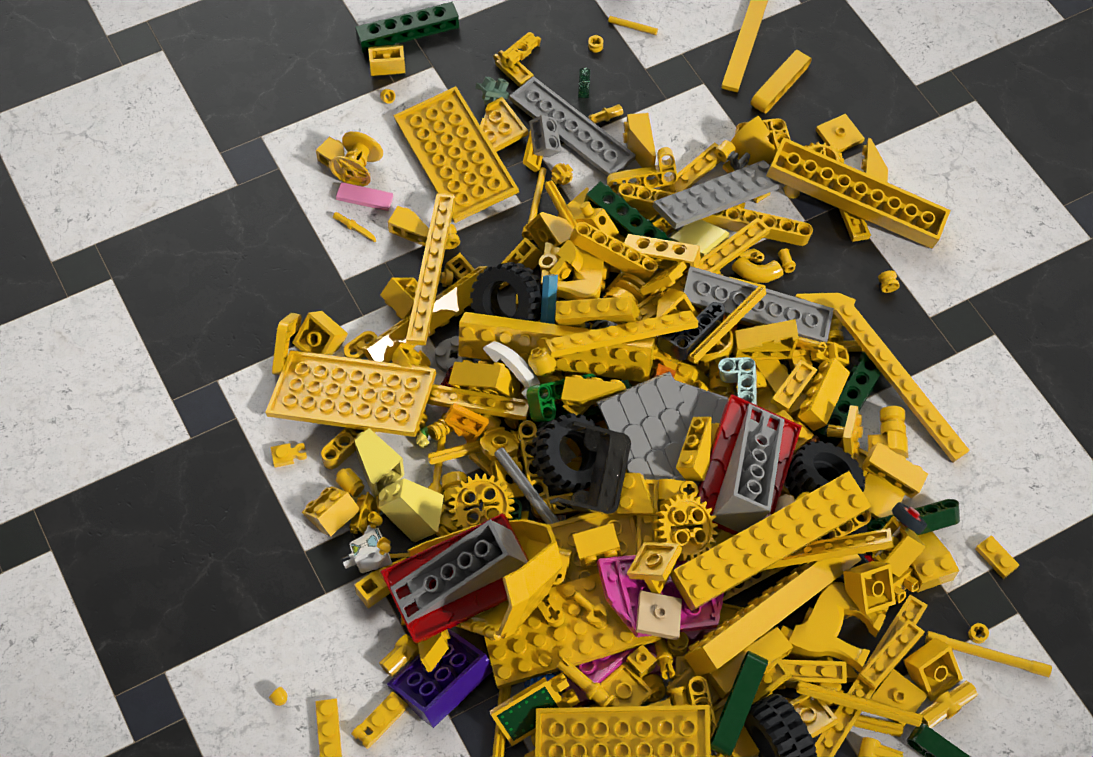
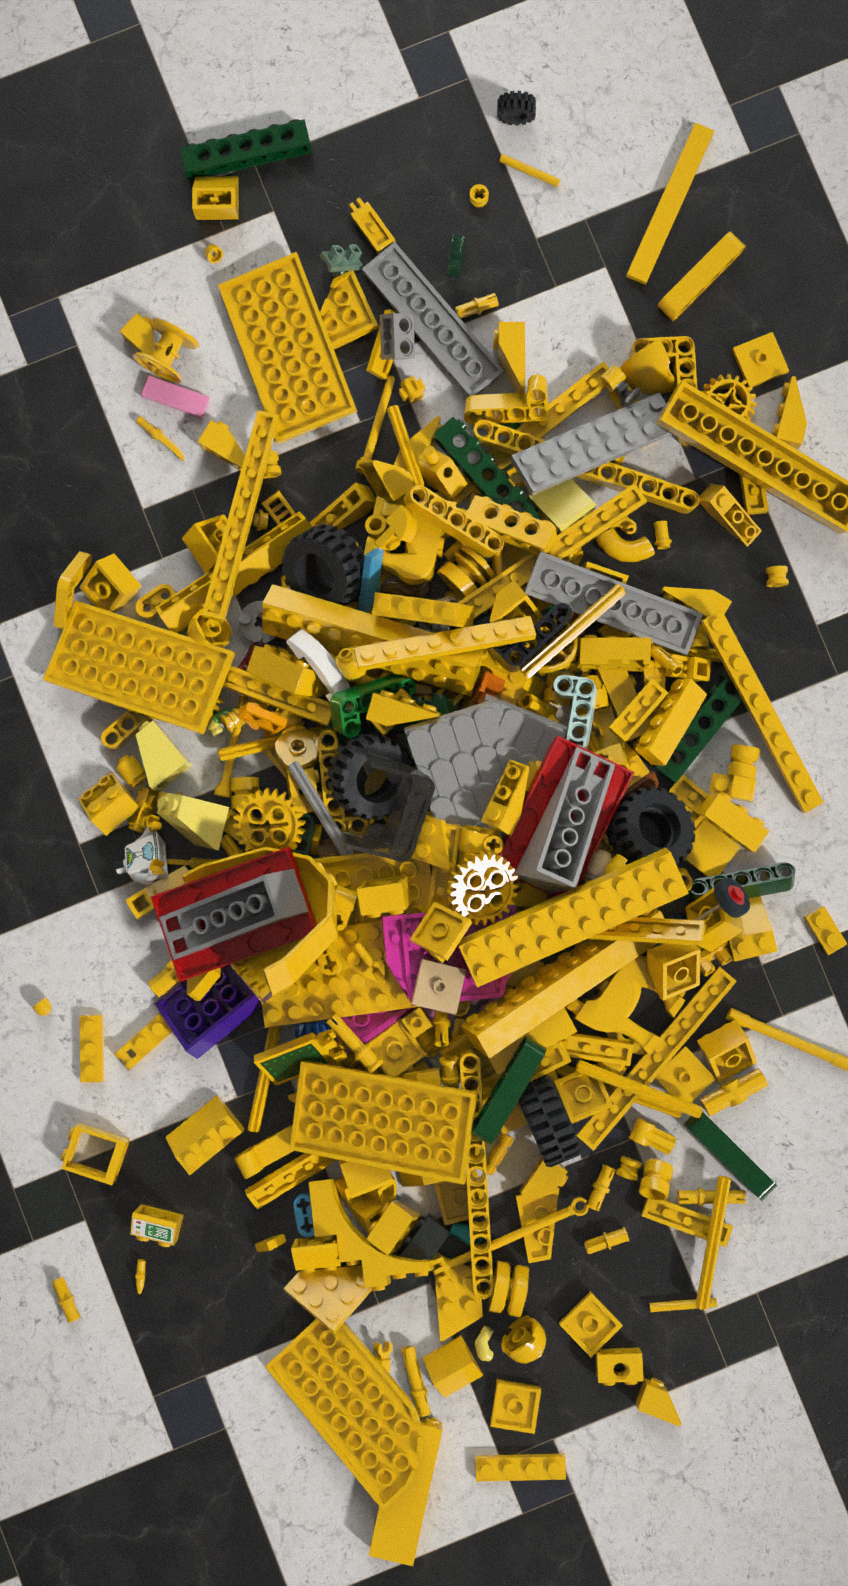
camera: 15 degrees right, 25 degrees up
(284, 454) = (63, 728): yellow plate -> none
(513, 55) = (373, 209): yellow piece -> none
(664, 278) = (507, 564): yellow plate -> none
(838, 239) = (729, 513): none -> yellow slope
(849, 433) = (688, 778): yellow plate -> none
(890, 654) = (684, 1035): yellow tile -> none
(985, 632) = (778, 1016): yellow bush -> none

